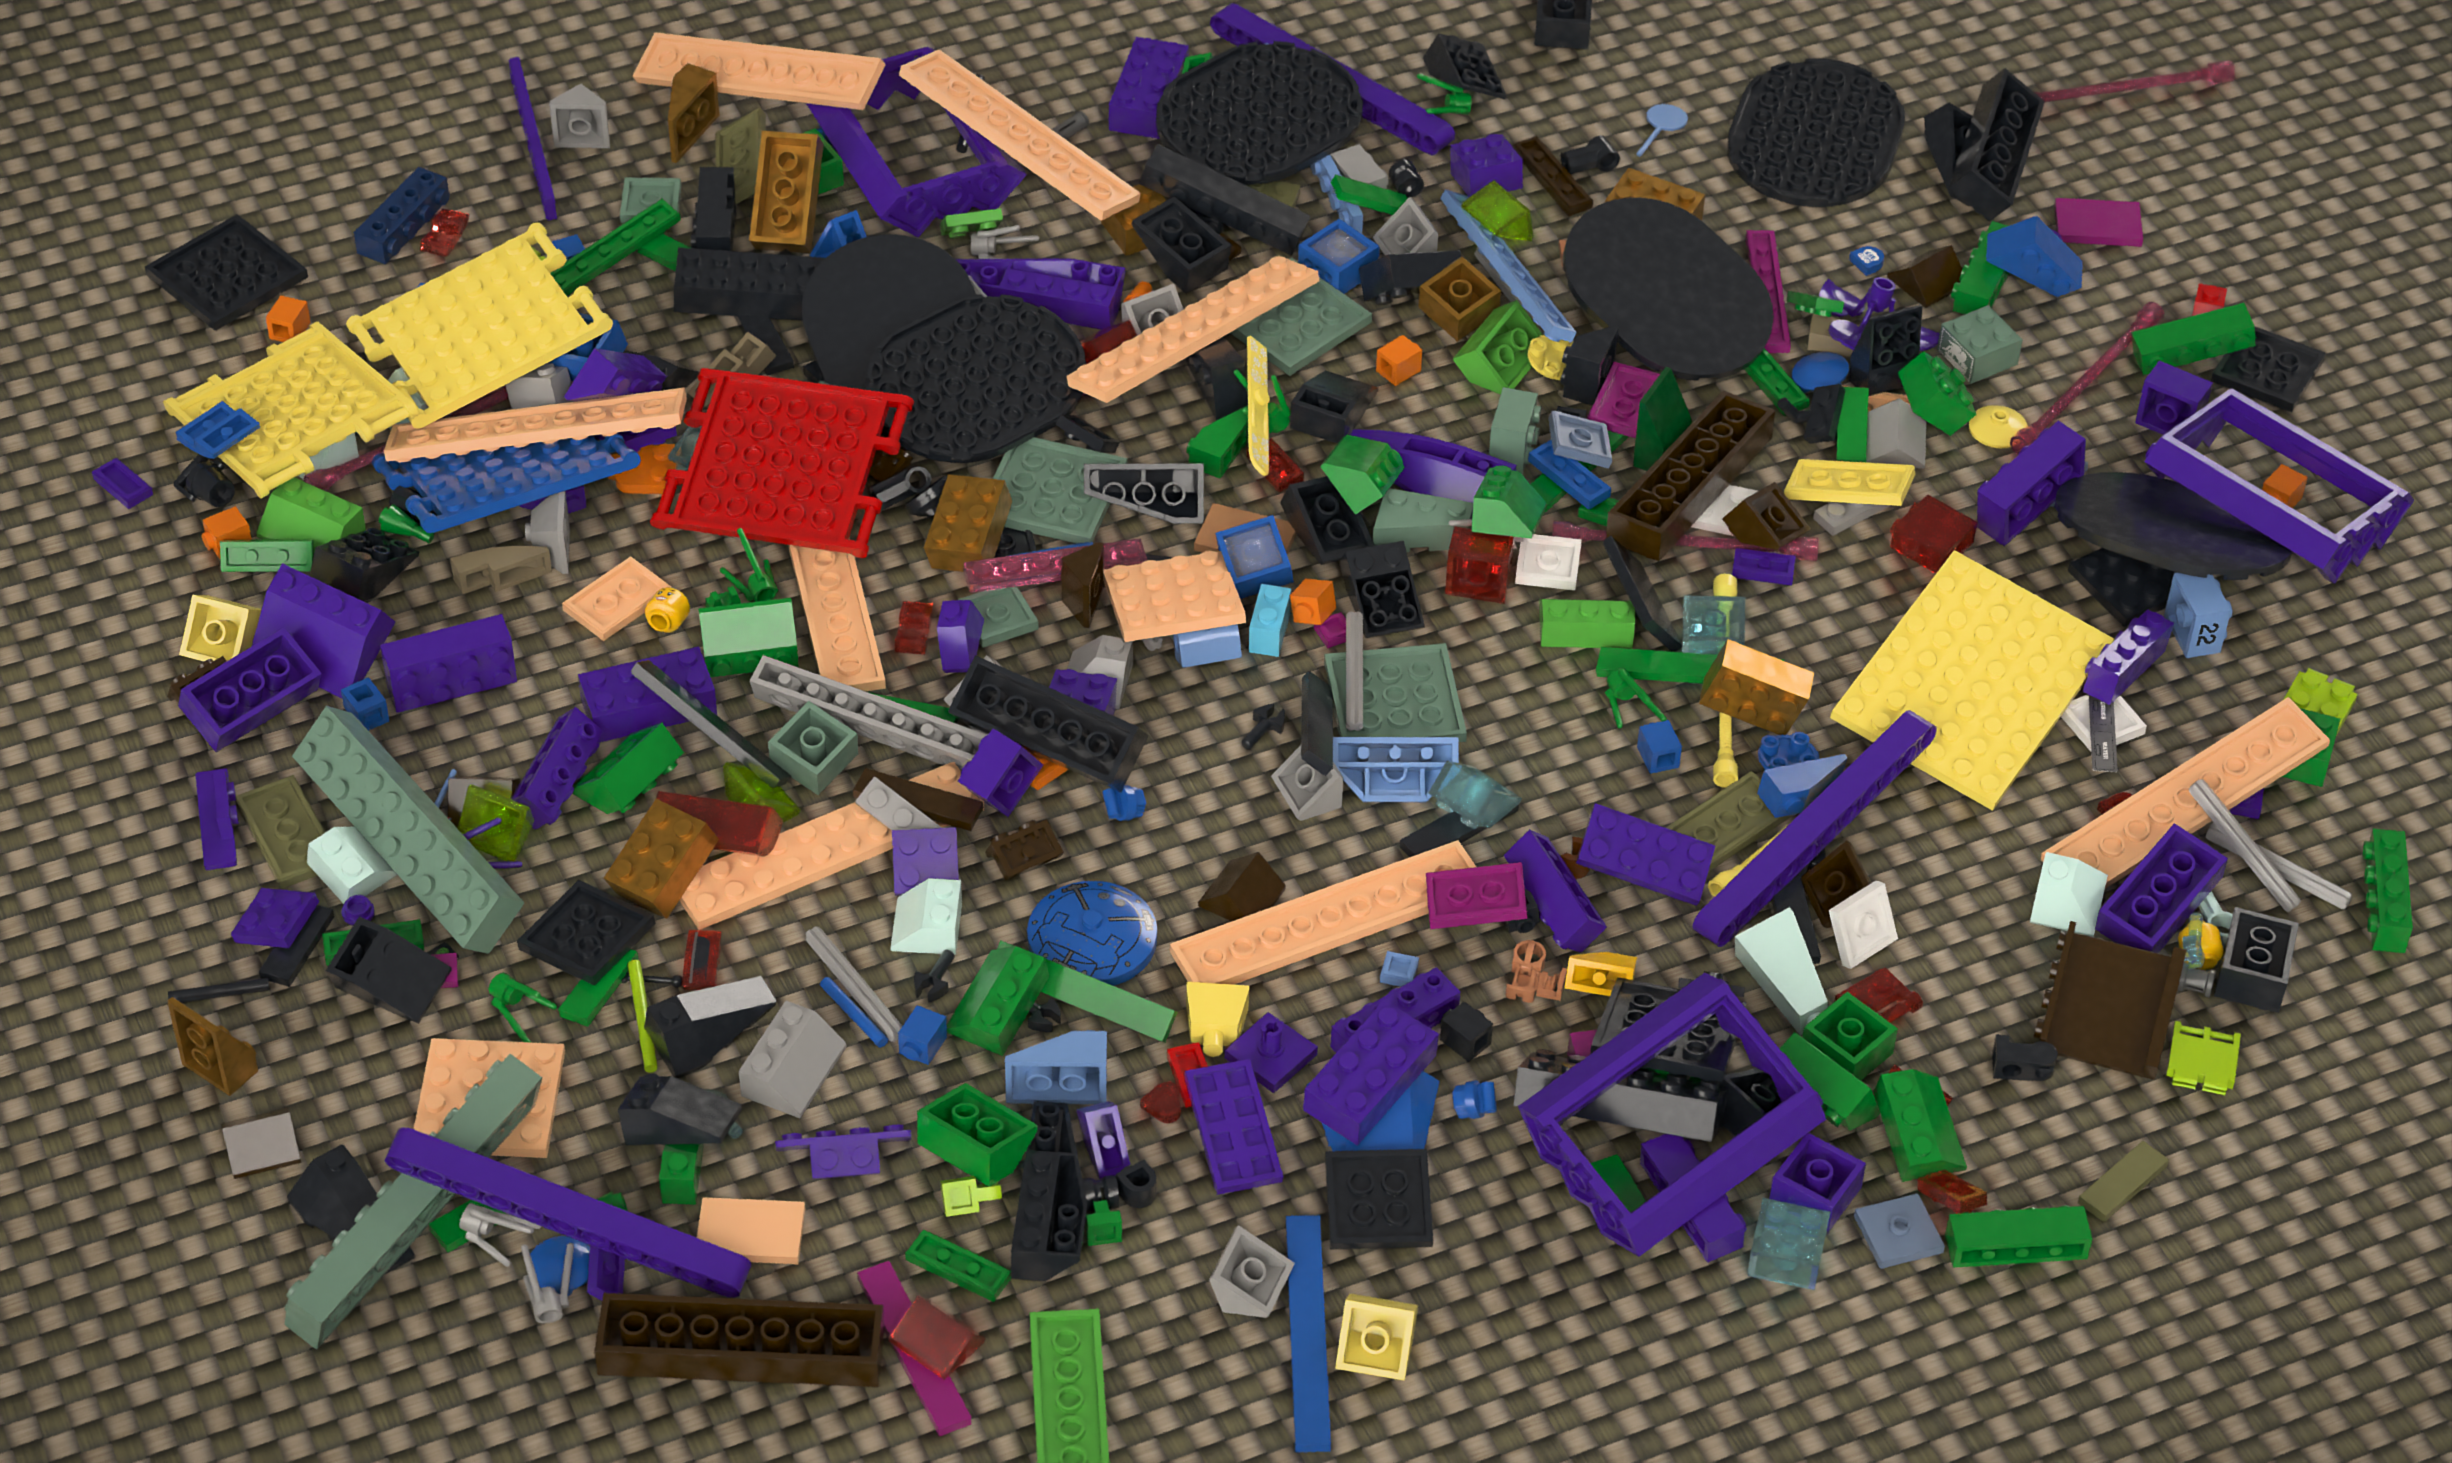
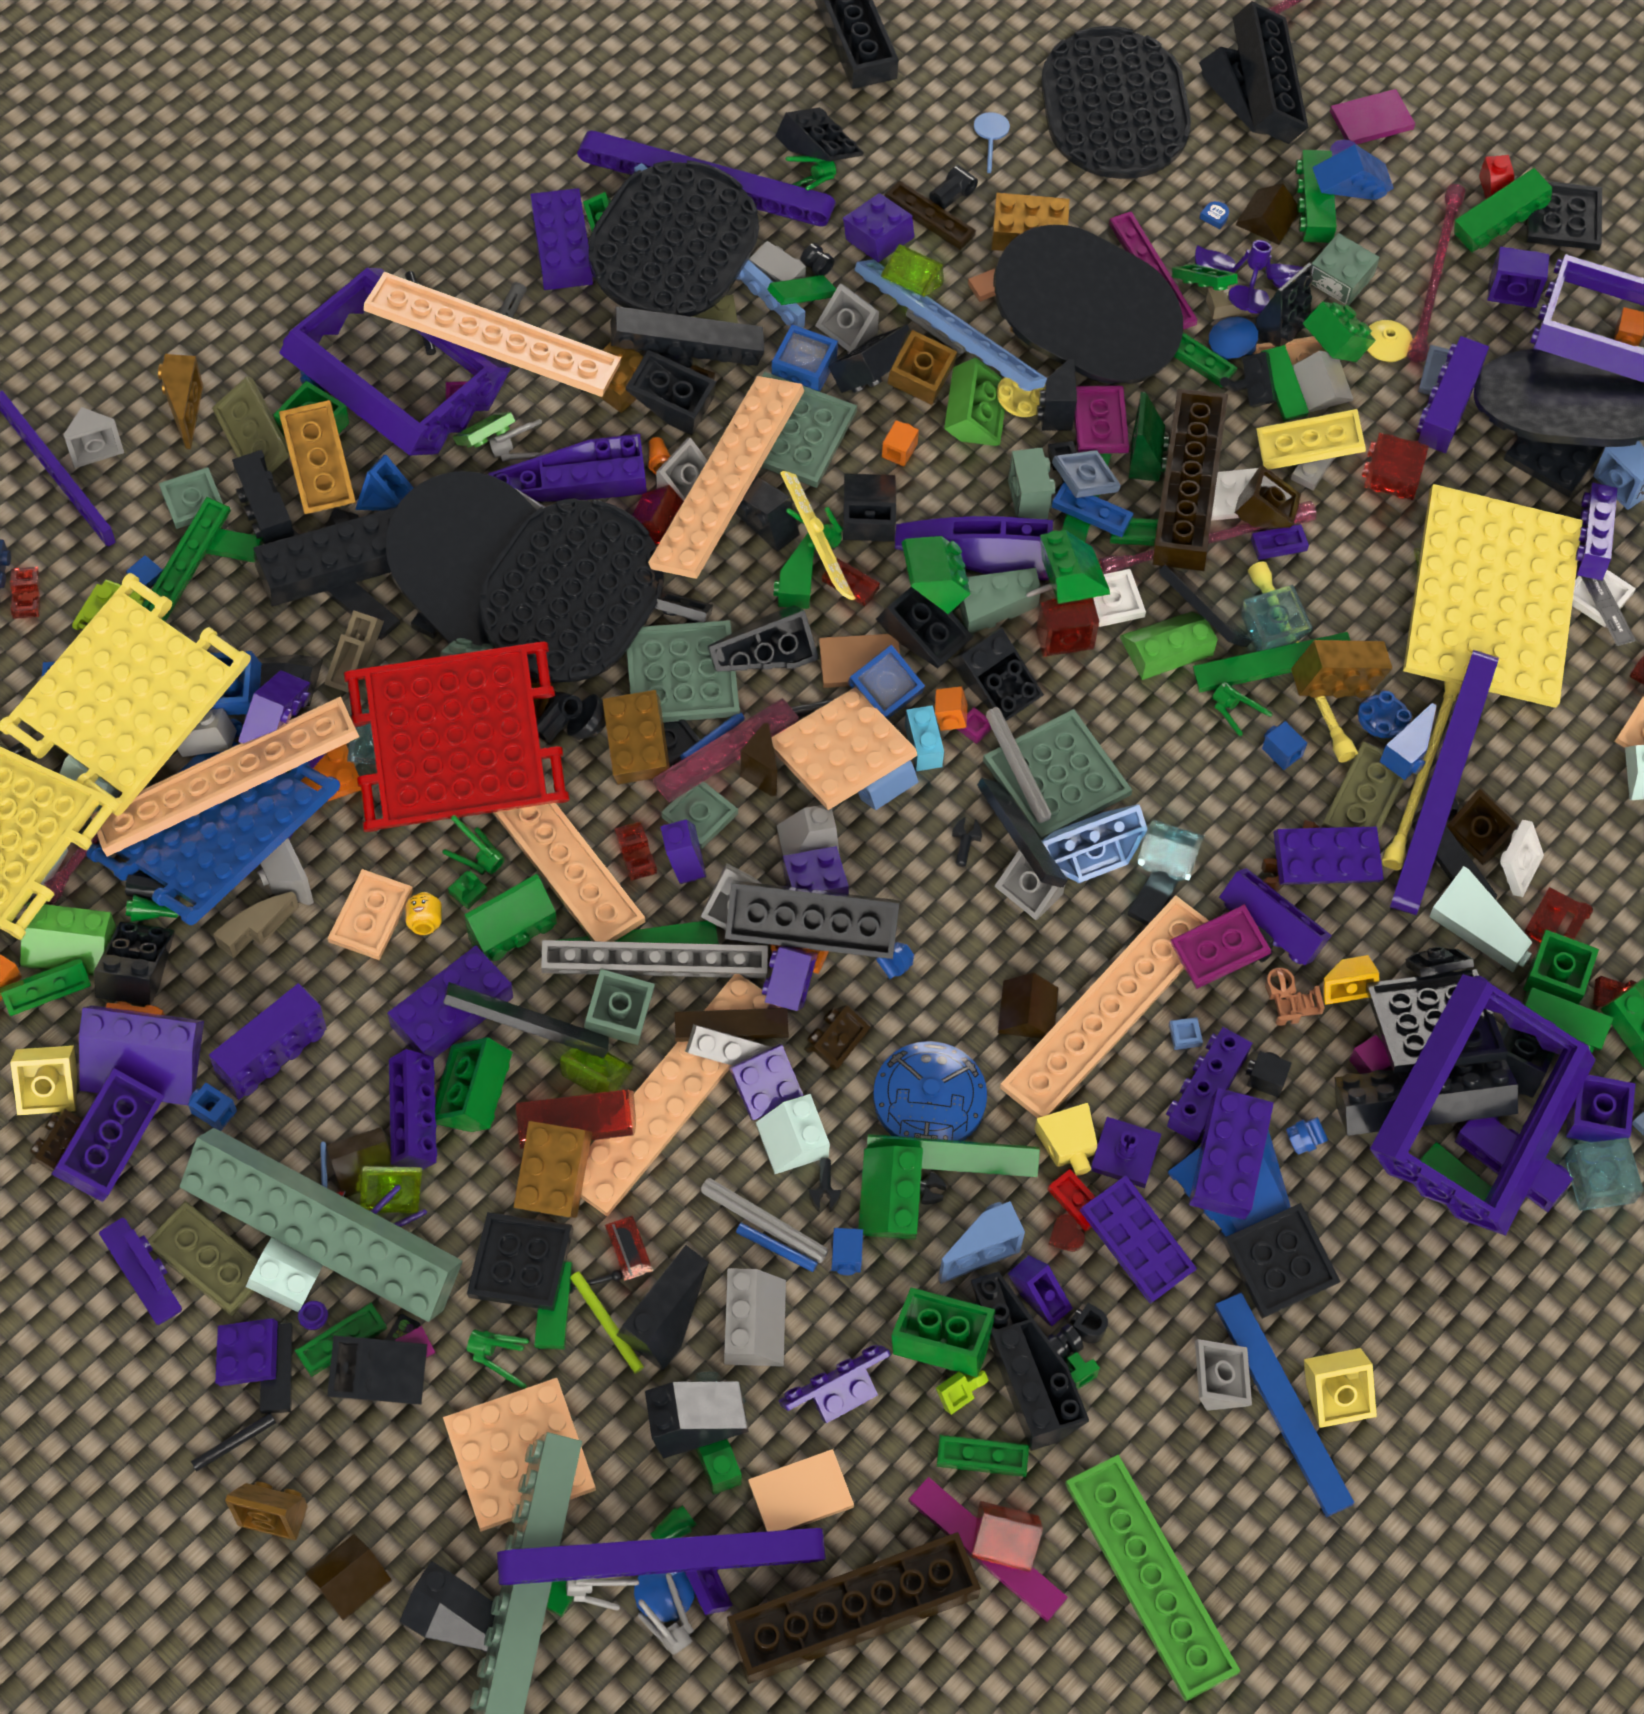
camera: 25 degrees left, 15 degrees up
(764, 70) = (232, 339): light nougat plate -> none

